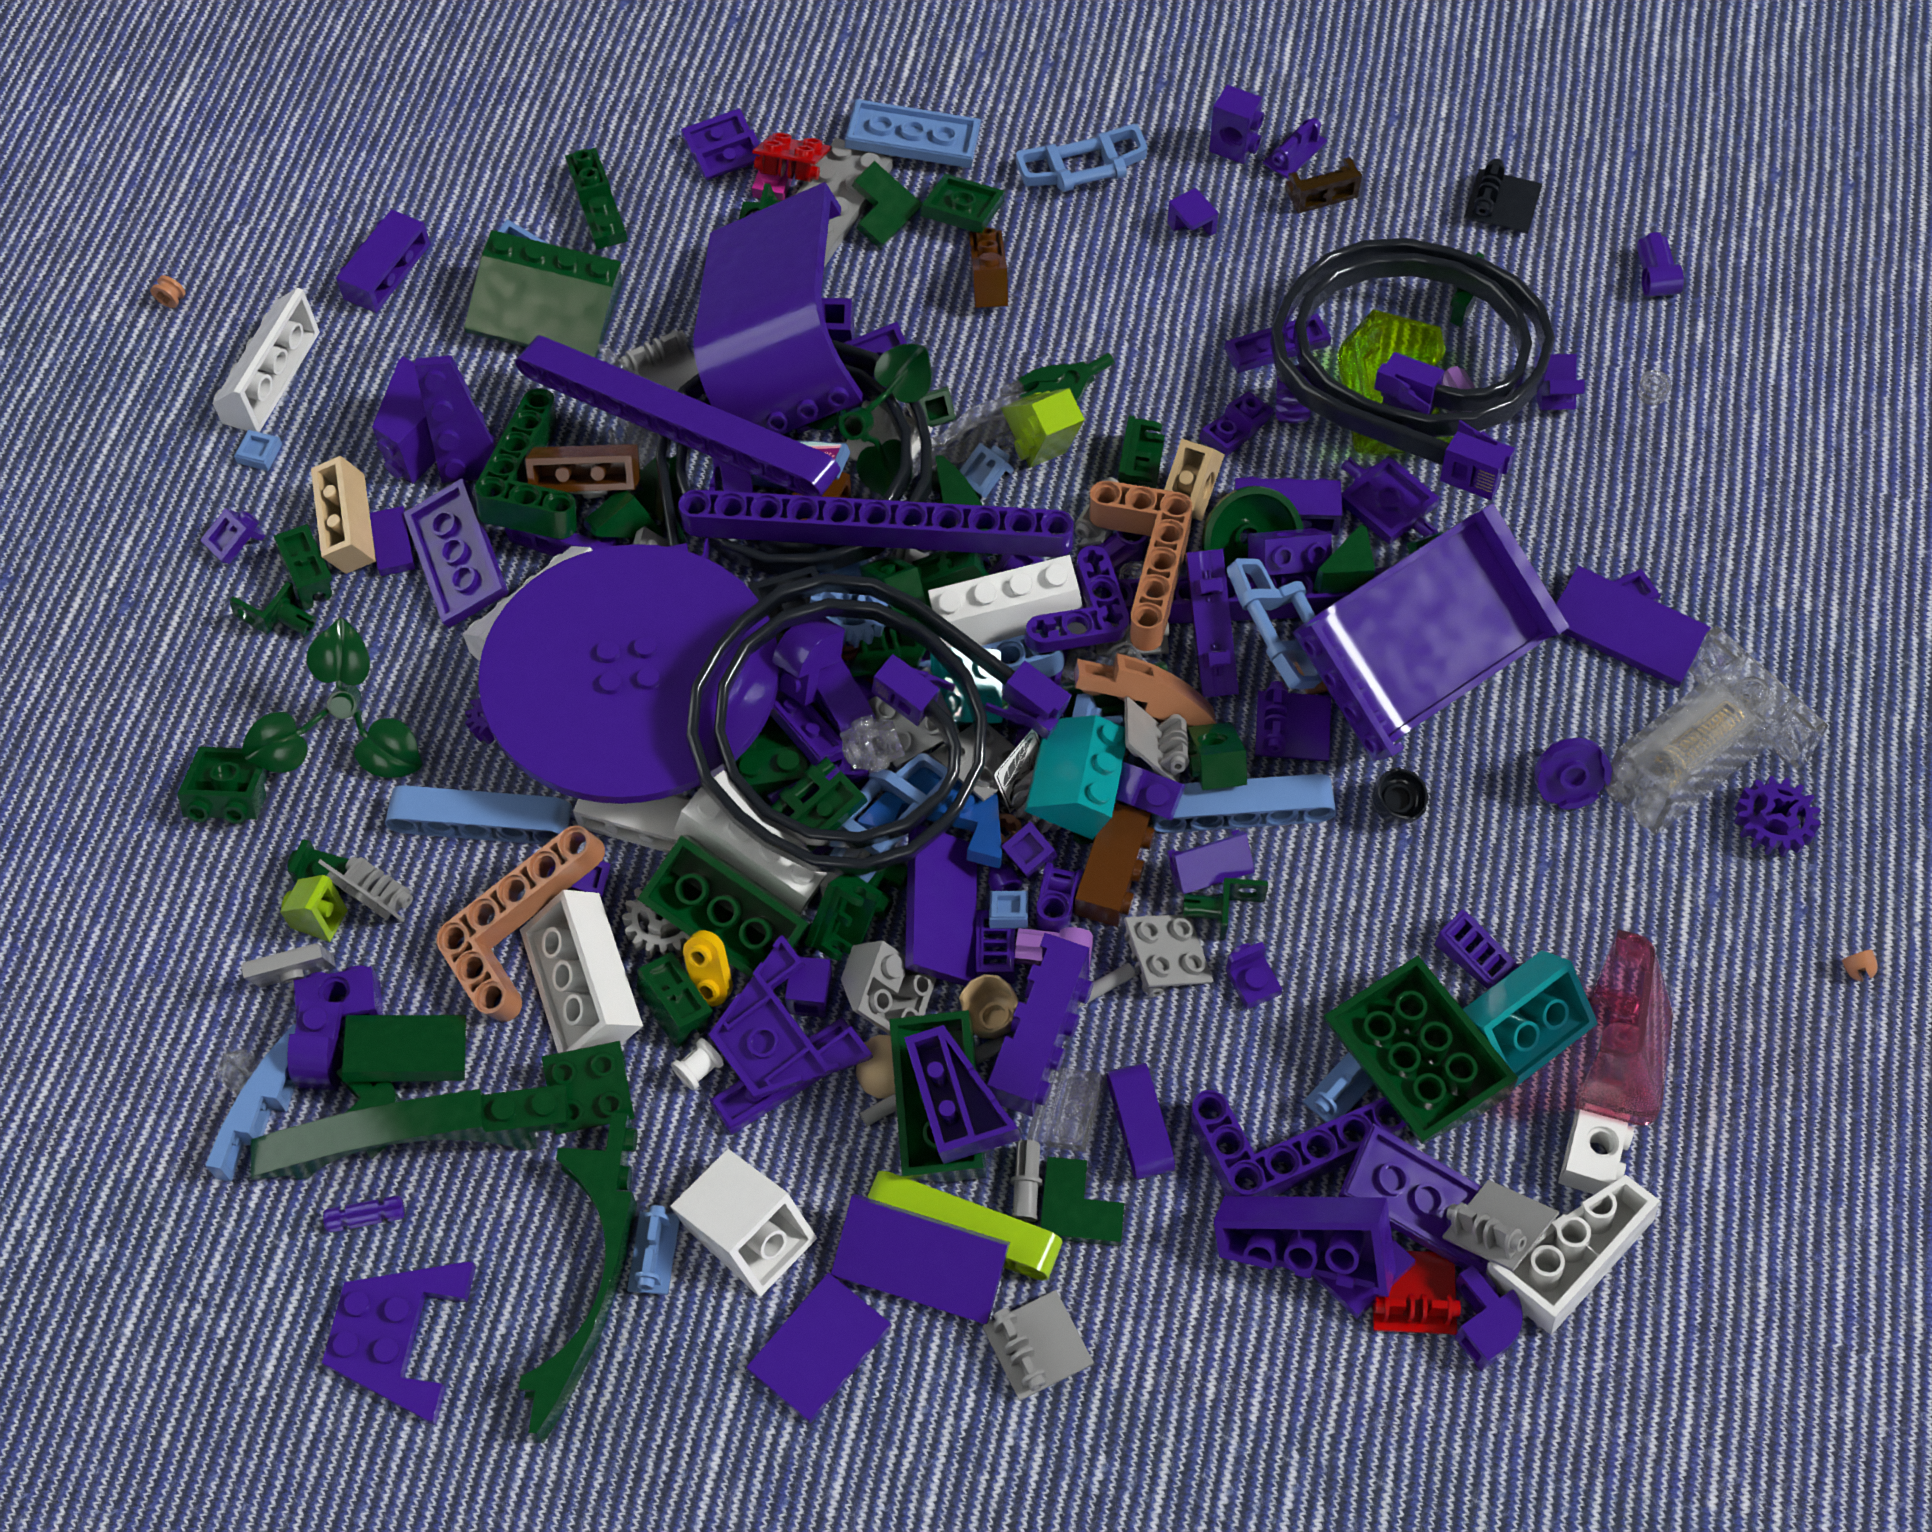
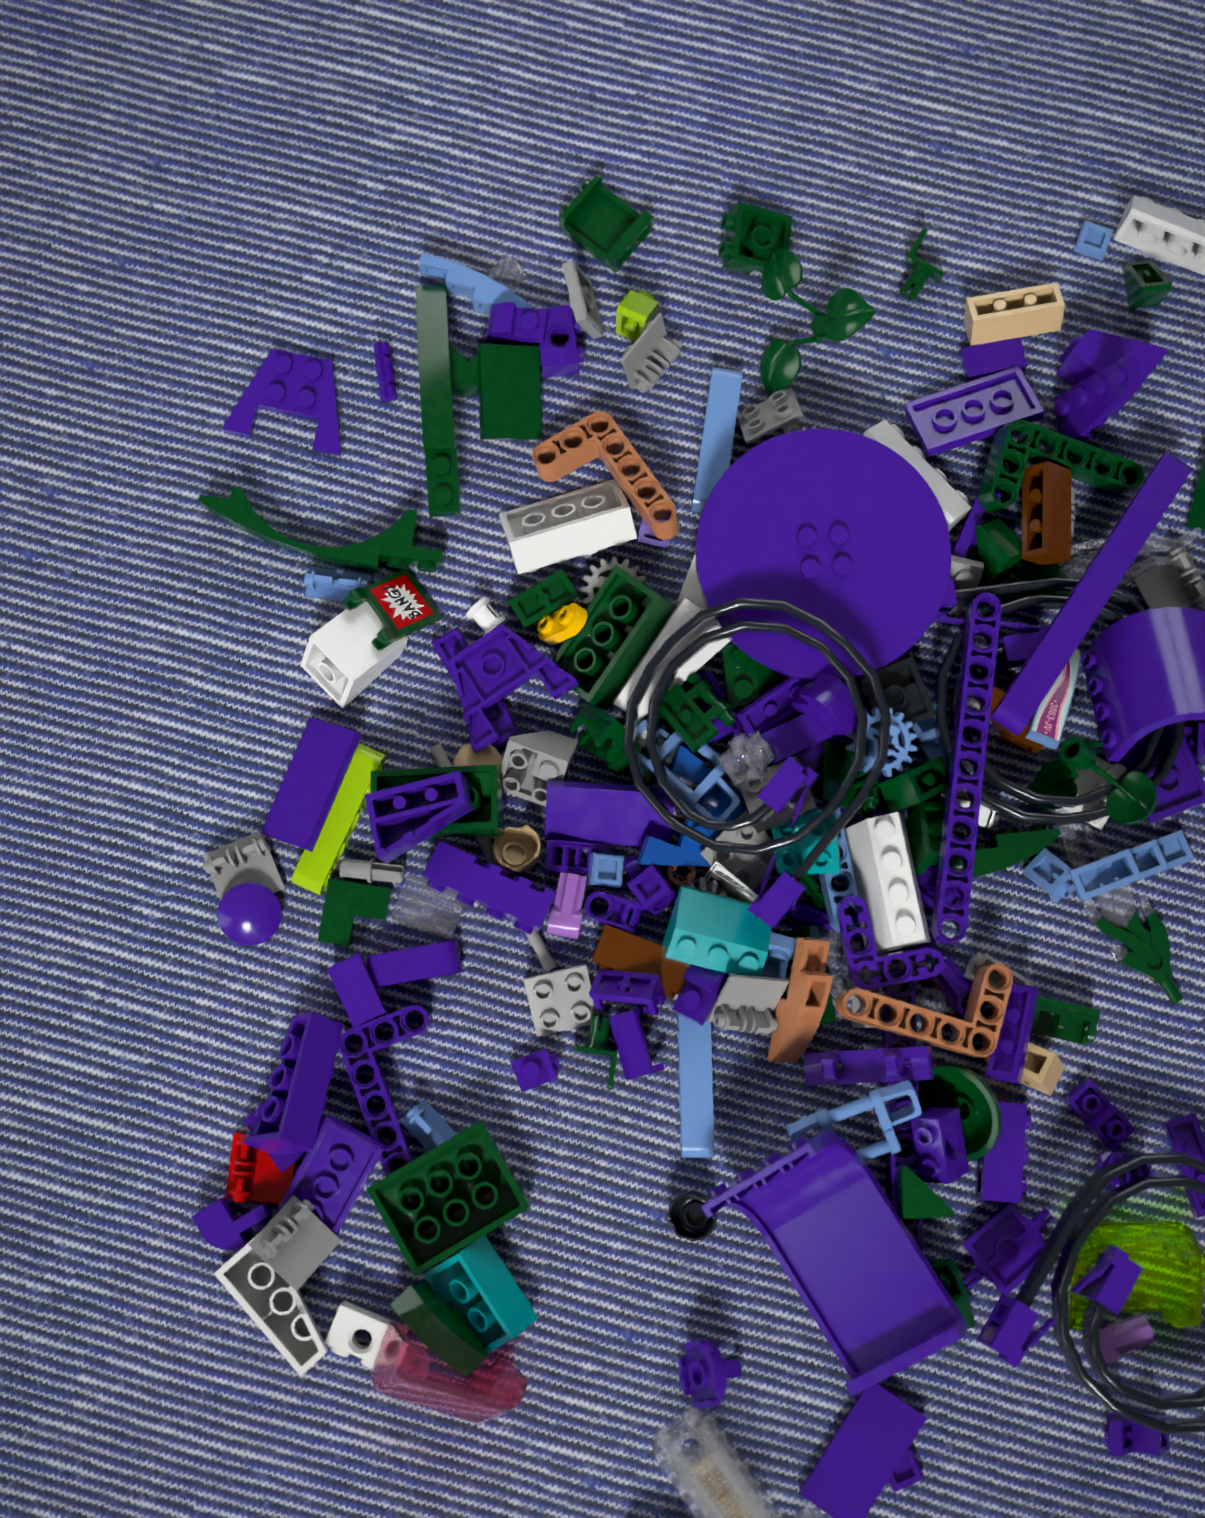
camera: 90 degrees right, 20 degrees up
(187, 956) = (604, 224): none -> dark green panel
(231, 533) = (1001, 224): dark purple bracket -> none
(304, 564) = (964, 283): dark green hinge -> none
(304, 862) = (678, 316): dark green bracket -> none
(315, 397) = (1145, 284): none -> dark green slope
(452, 748) = (776, 412): none -> light grey hinge
(593, 1082) = (474, 535): dark green hinge -> none
(683, 1165) = (399, 606): none -> flag
(810, 988) = (543, 708): dark purple panel -> none
(819, 1347) = (256, 707): dark purple tile -> none
(938, 406) = (1121, 835): dark green slope -> none
(971, 396) = (1131, 865): none -> medium blue slope
(1043, 424) = (1091, 926): lime wedge -> none
(1092, 1328) = (249, 913): none -> dark purple dish
(1149, 868) = (627, 988): none -> dark purple hinge
(1179, 1182) = (356, 990): none -> dark purple hinge
(1195, 483) = (1010, 1053): none -> dark purple tile
(1216, 756) = (735, 1056): dark green brick -> none
(1292, 724) = (765, 1126): dark purple hinge -> none
(1474, 932) = (565, 1244): dark purple slope -> none
(1567, 1059) = (440, 1327): none -> dark green slope

